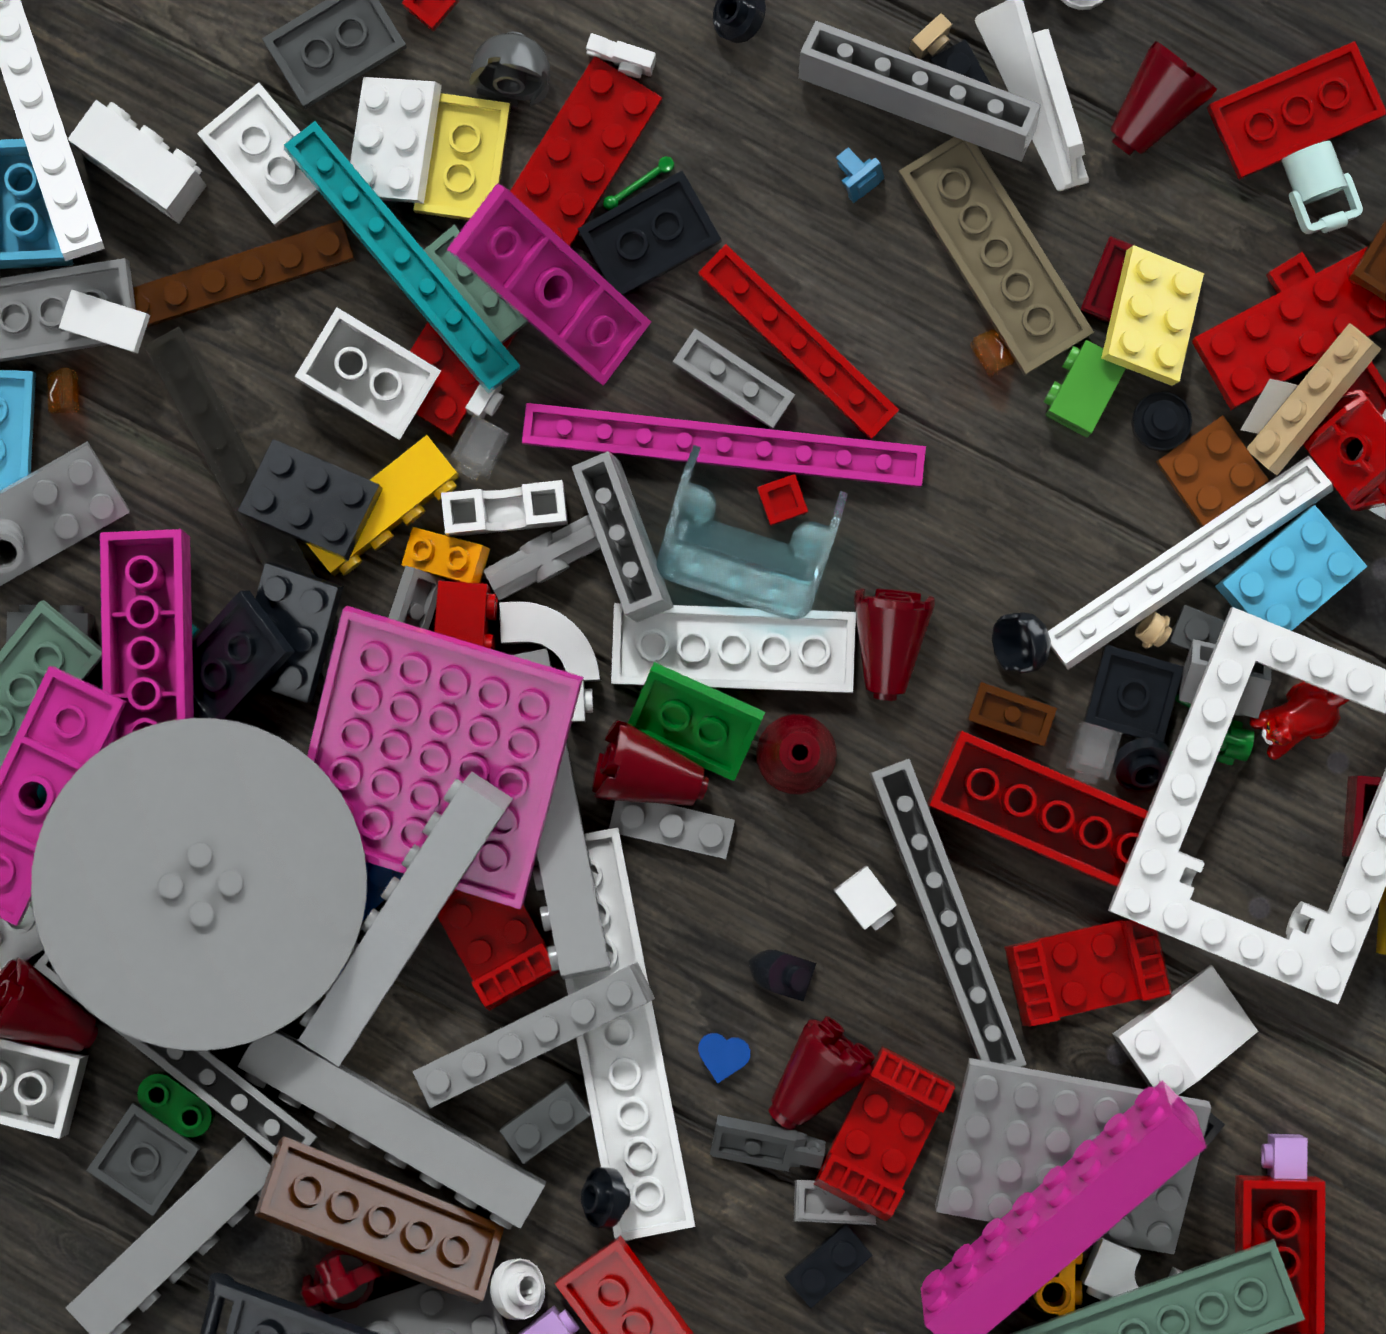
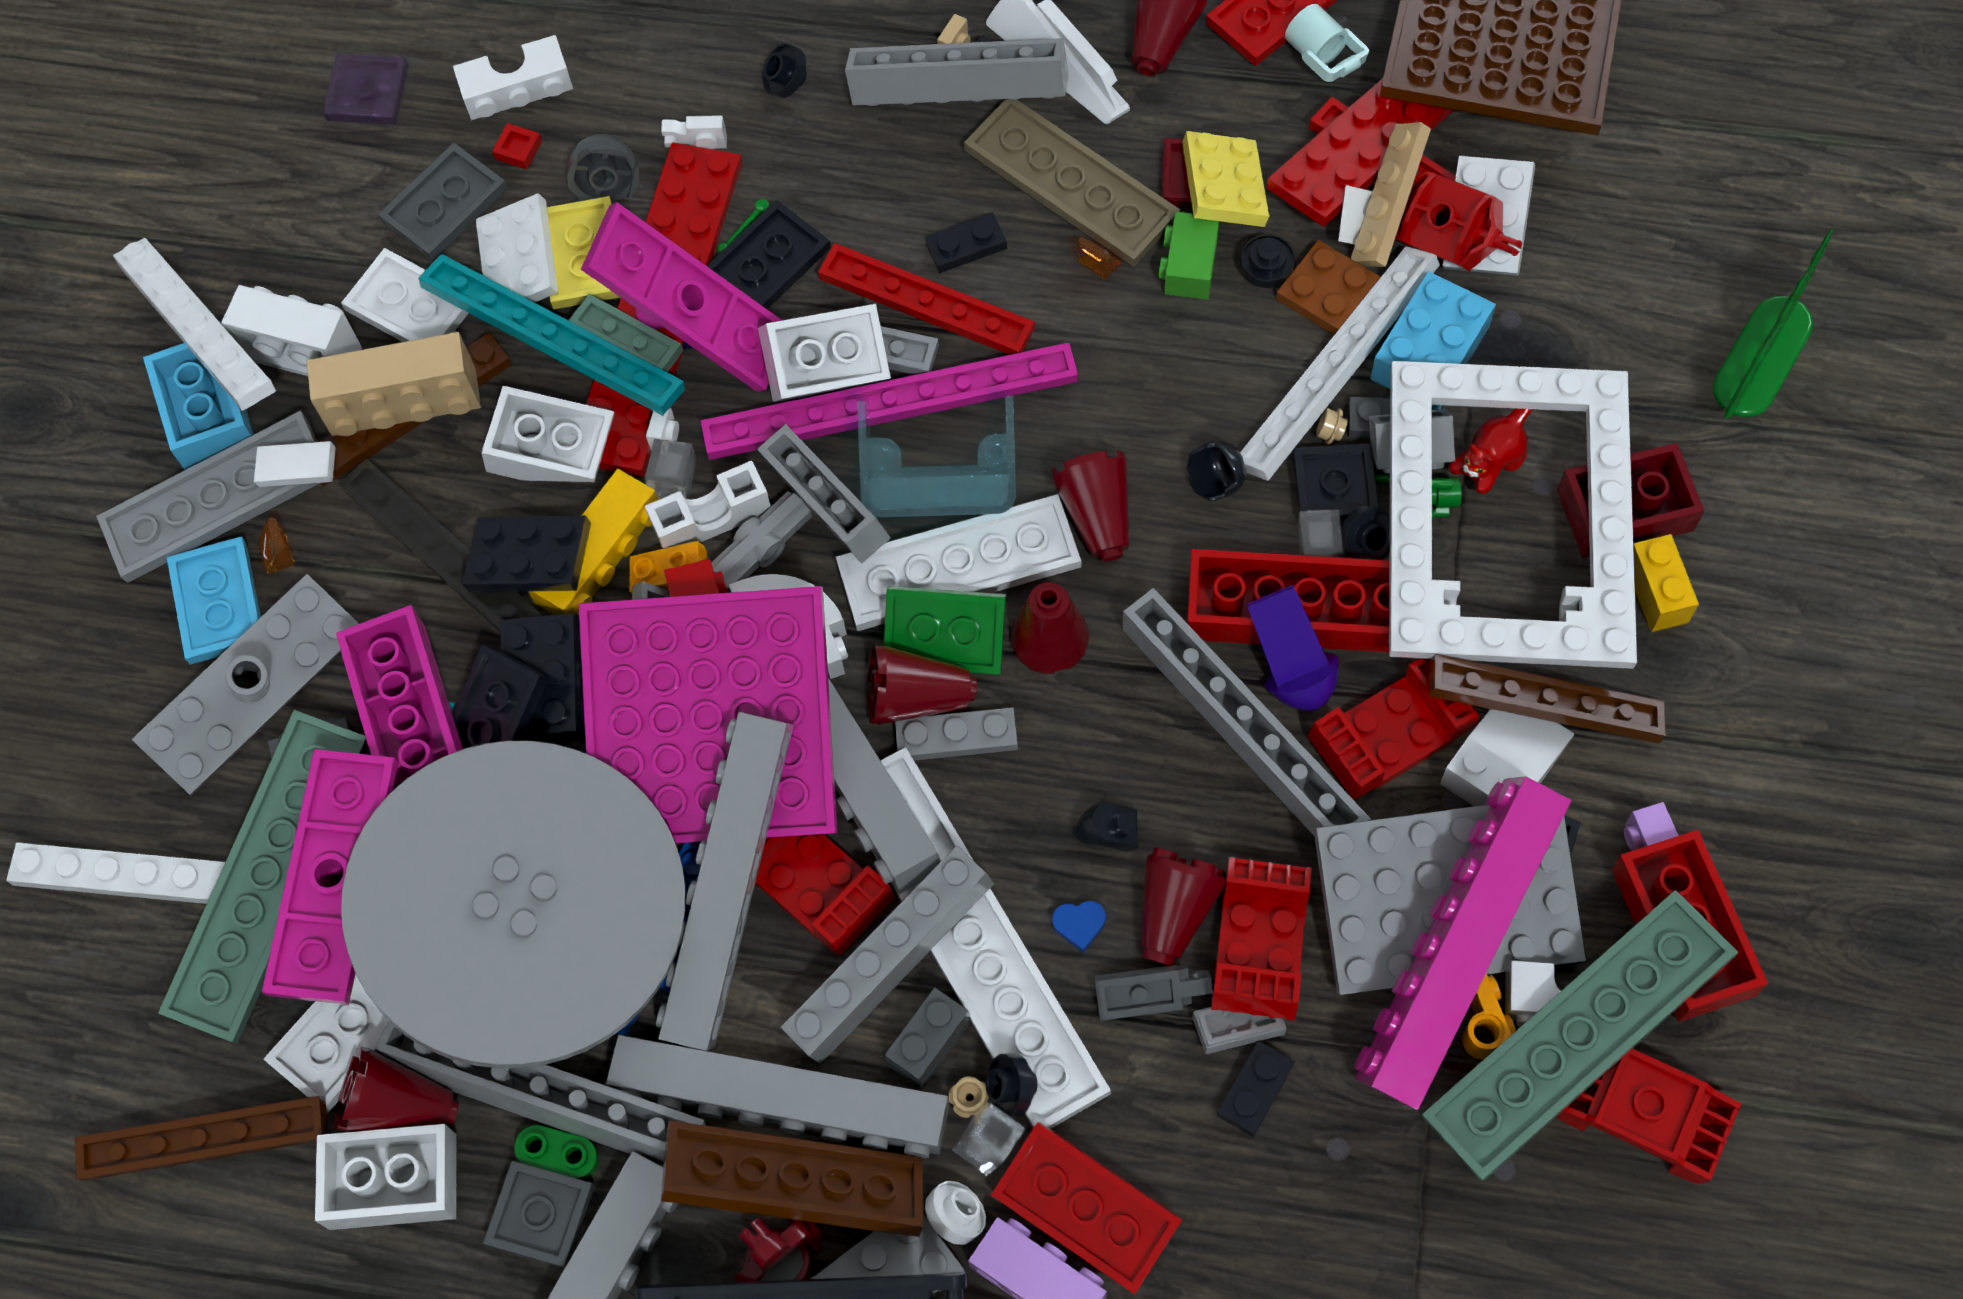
camera: 10 degrees left, 20 degrees down
(226, 269) = (393, 384): none -> tan brick
(558, 1192) = (958, 1094): none -> tan plate
(568, 1235) = (988, 1139): none -> clear brick
(672, 376) = (824, 352): none -> white slope
(782, 500) = (958, 427): red plate -> none
(860, 176) = (931, 158): dark azure brick -> none
(862, 285) = (966, 242): none -> black plate
(866, 899) = (1161, 734): white brick -> none
(1011, 714) = (1234, 532): reddish brown plate -> none
(1021, 883) = (1299, 667): none -> dark purple piece
(1242, 999) = (1546, 698): none -> reddish brown plate

